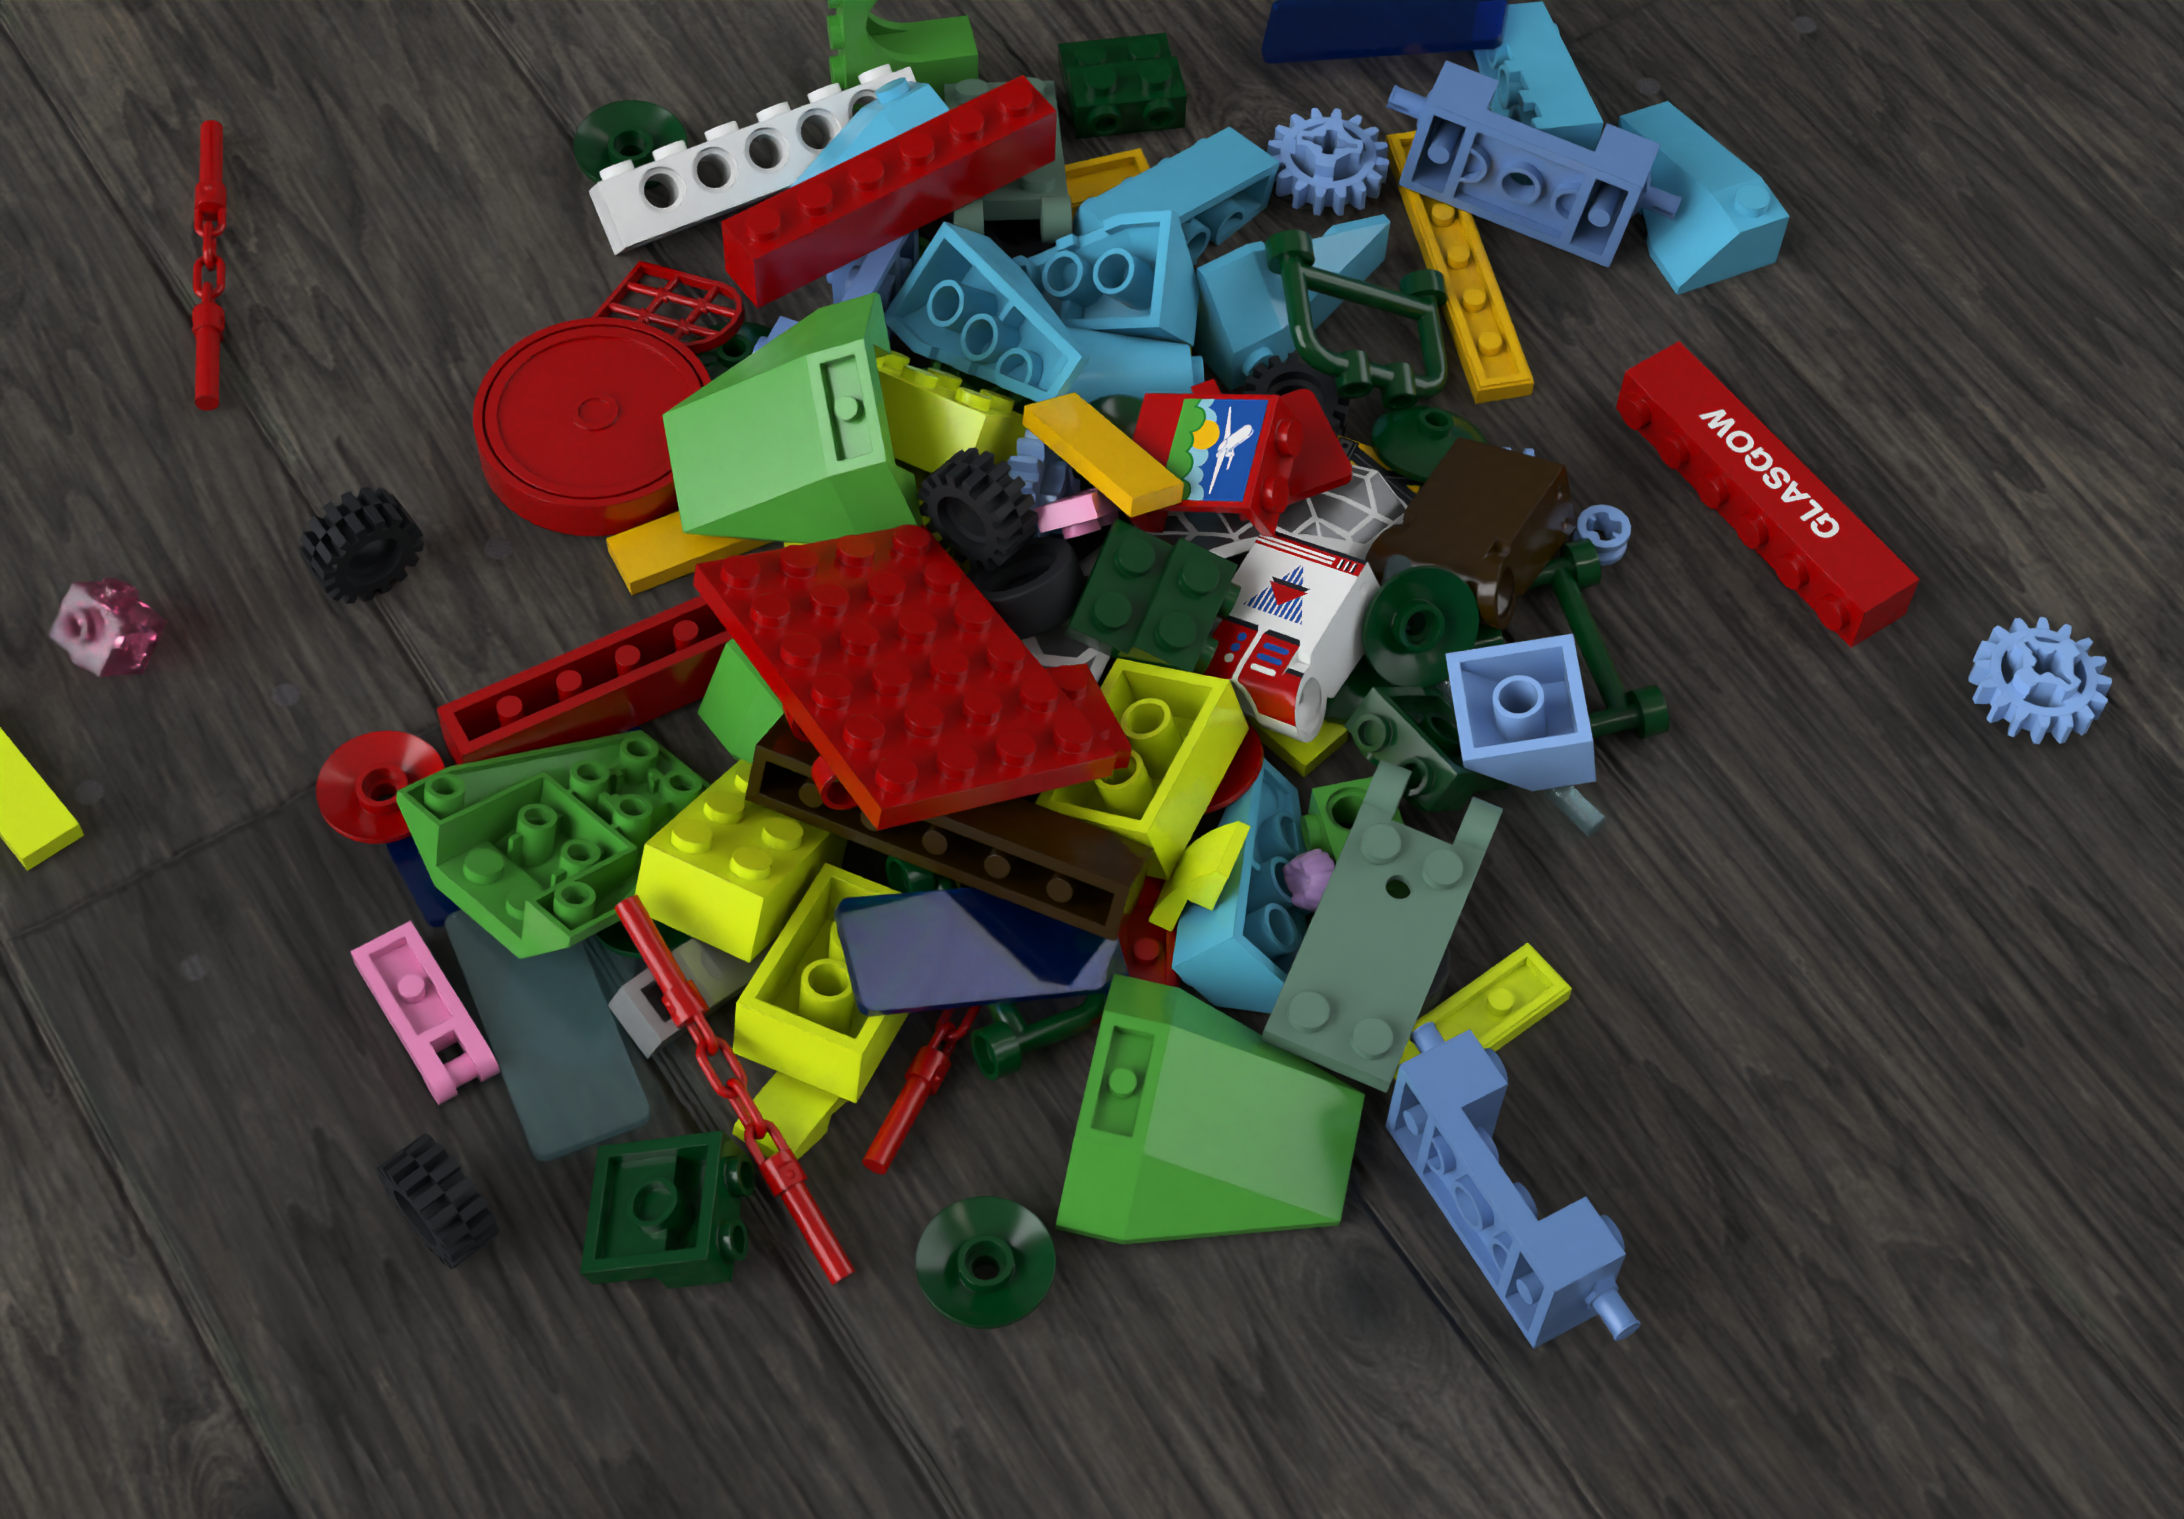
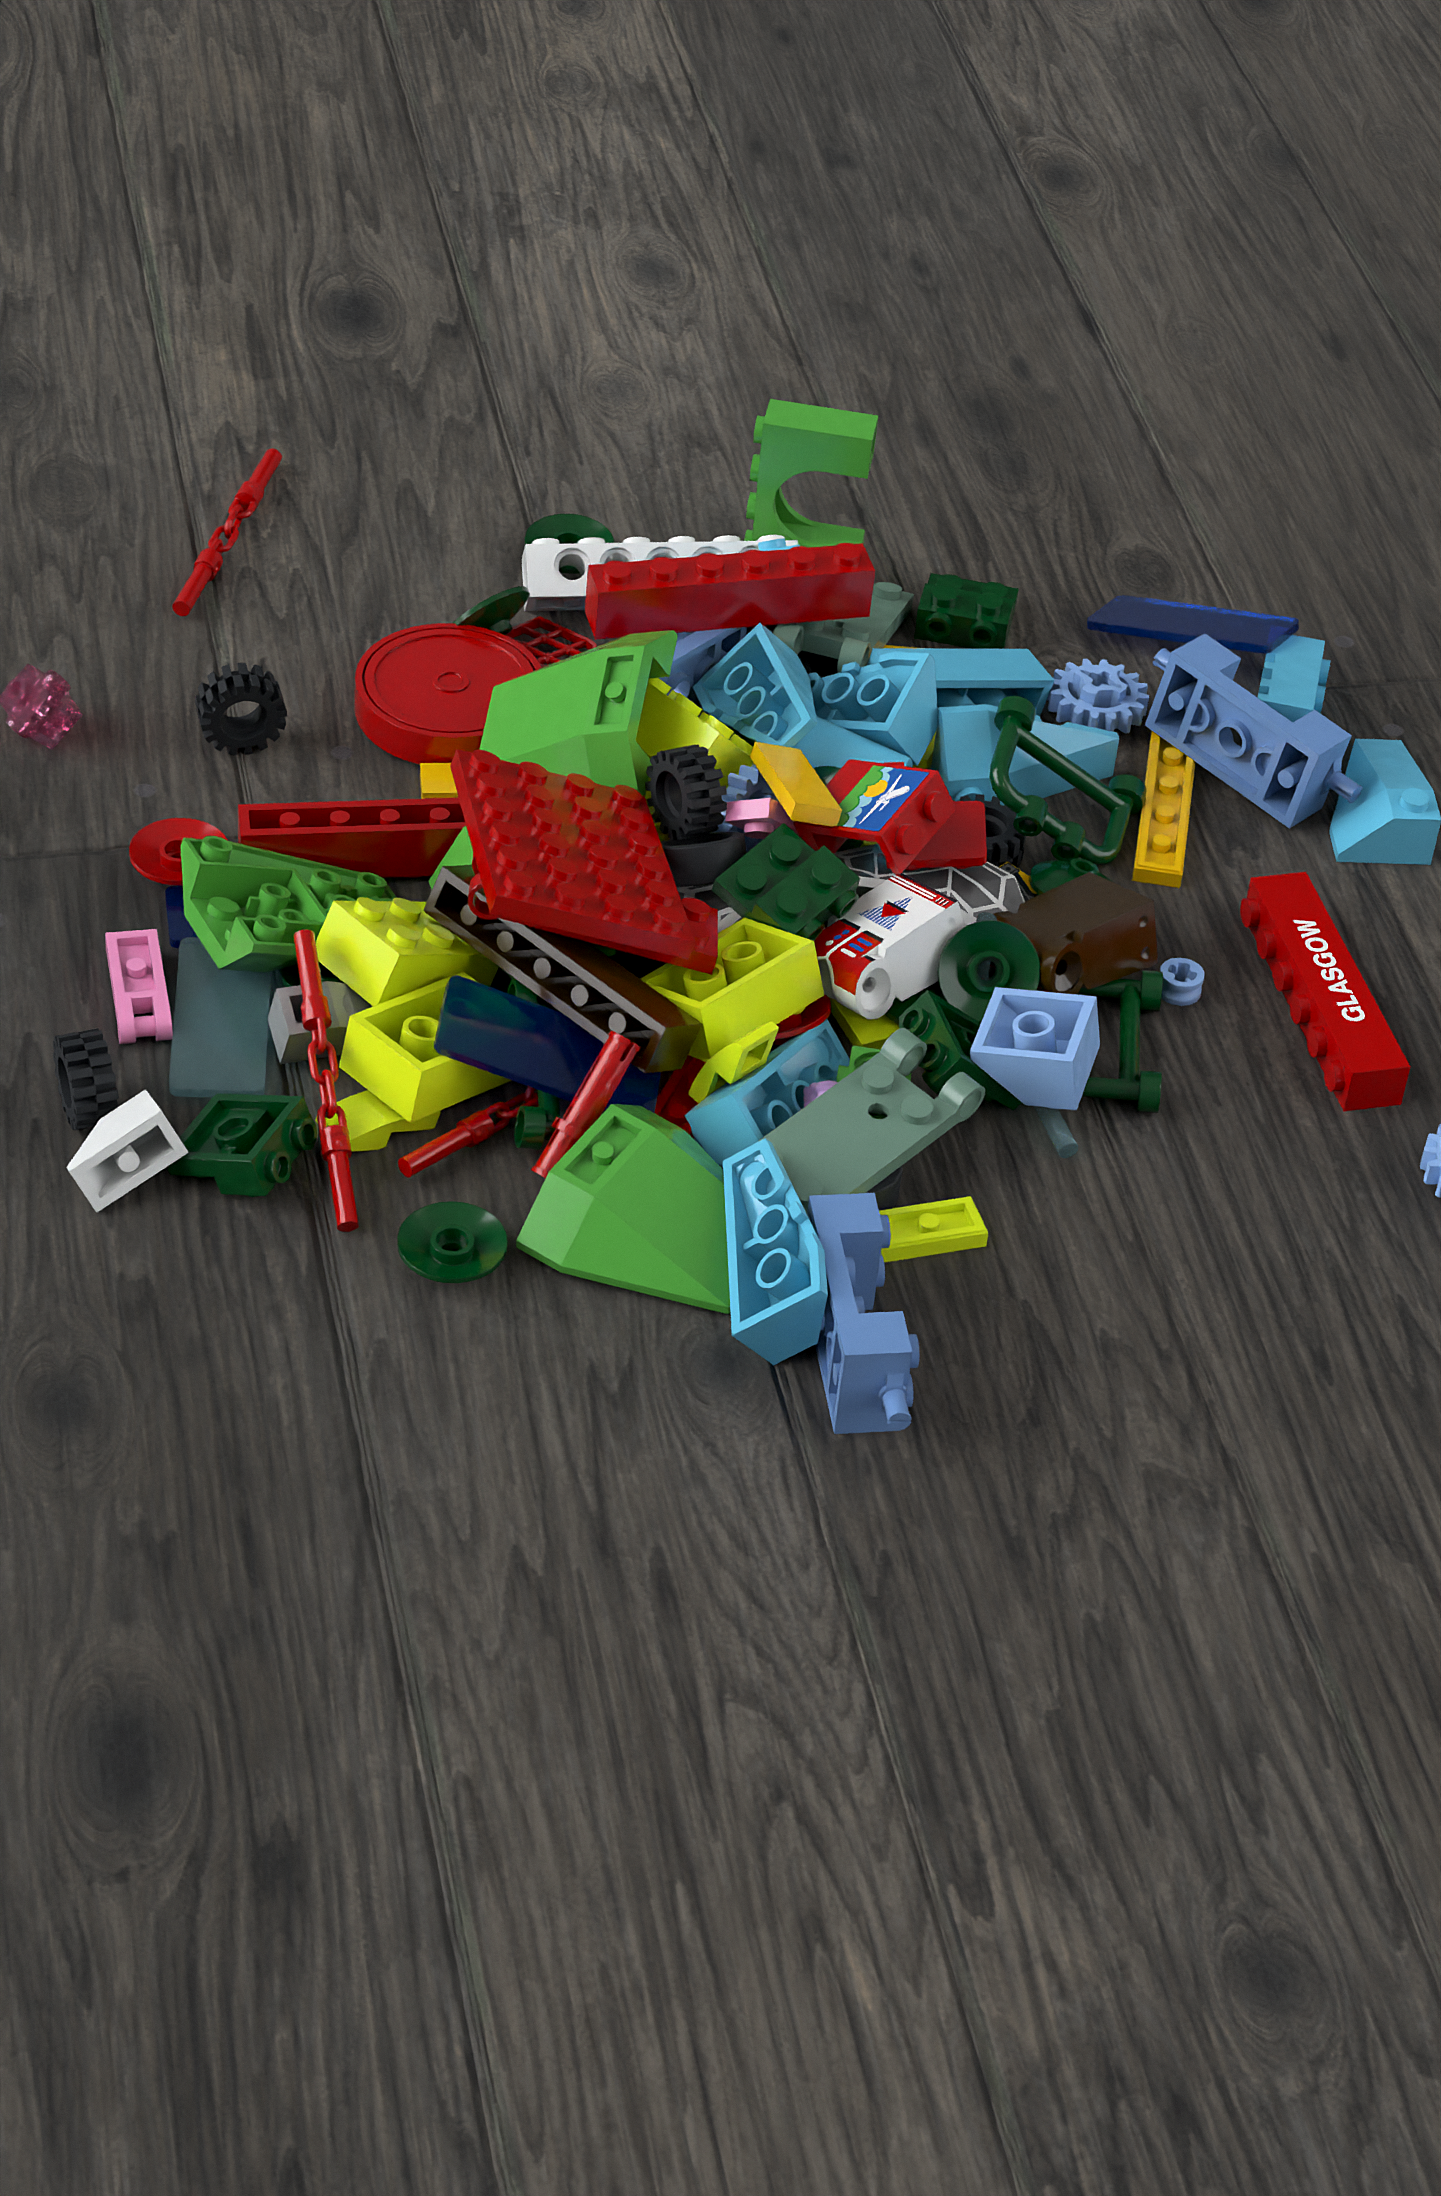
camera: 20 degrees right, 15 degrees down
(535, 1287) = (125, 1151): none -> white slope
(600, 294) = (496, 610): none -> dark green dish
(1057, 1034) = (589, 1100): none -> red pin
(1384, 1152) = (772, 1257): none -> medium azure wedge

